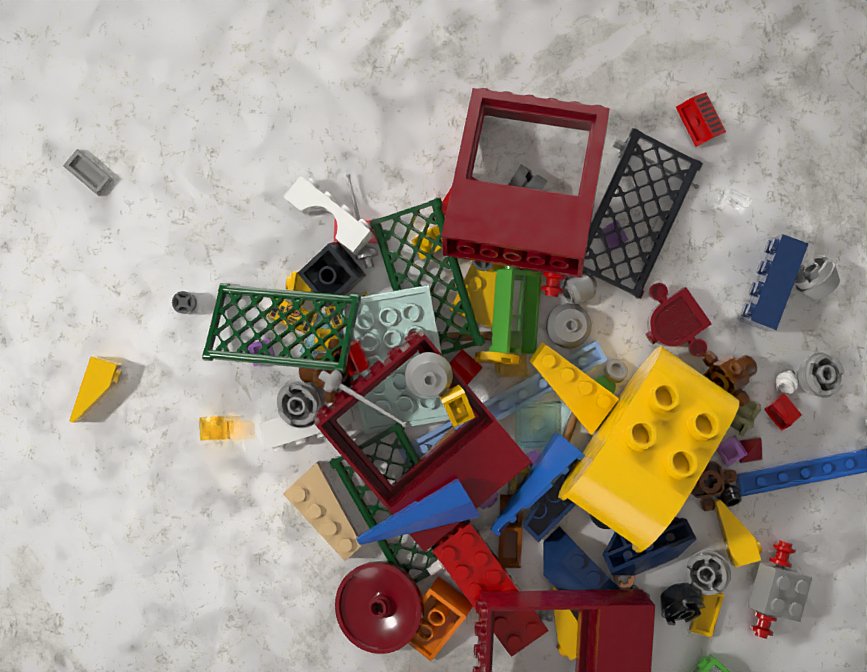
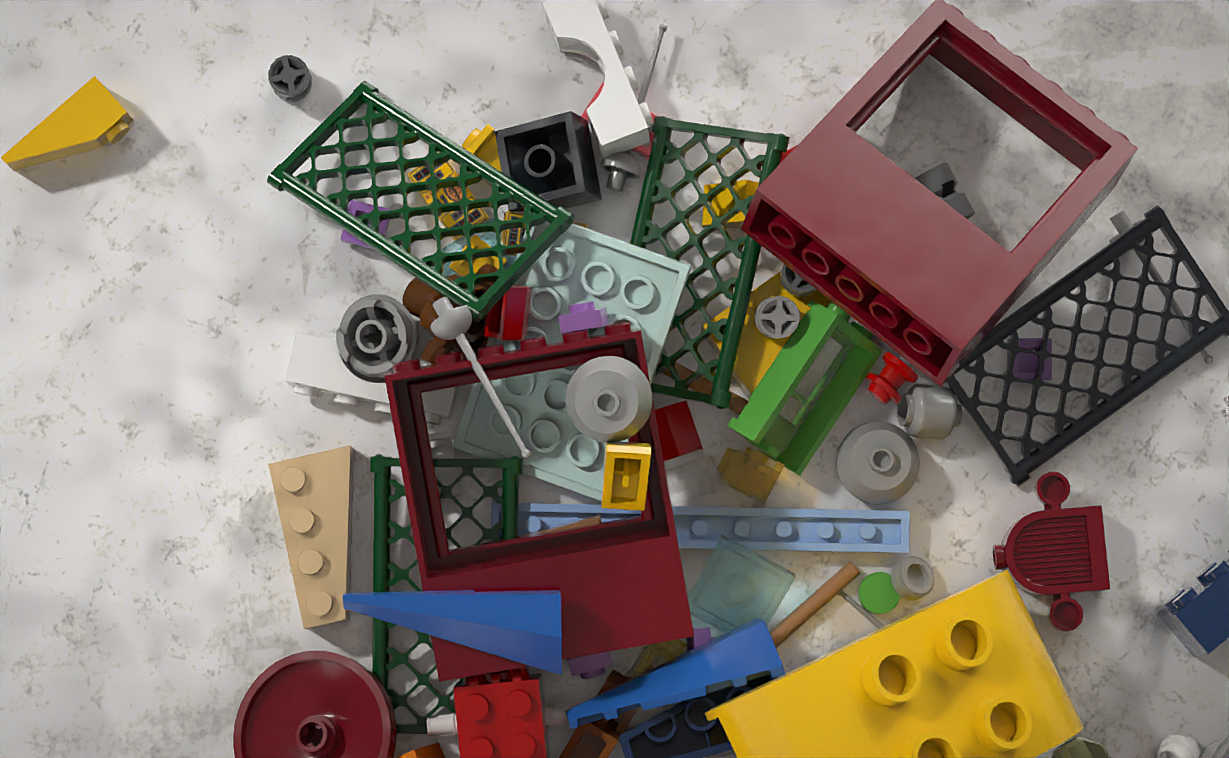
camera: 30 degrees right, 5 degrees down
(215, 428) = (222, 303): clear yellow brick -> none
(392, 340) = (583, 317): none -> medium lavender plate
(487, 285) = (784, 317): none -> light grey wheel
(496, 358) = (732, 443): yellow tile -> none
(578, 391) = (833, 573): yellow wedge -> none
(731, 374) = (1096, 686): reddish brown piece -> none

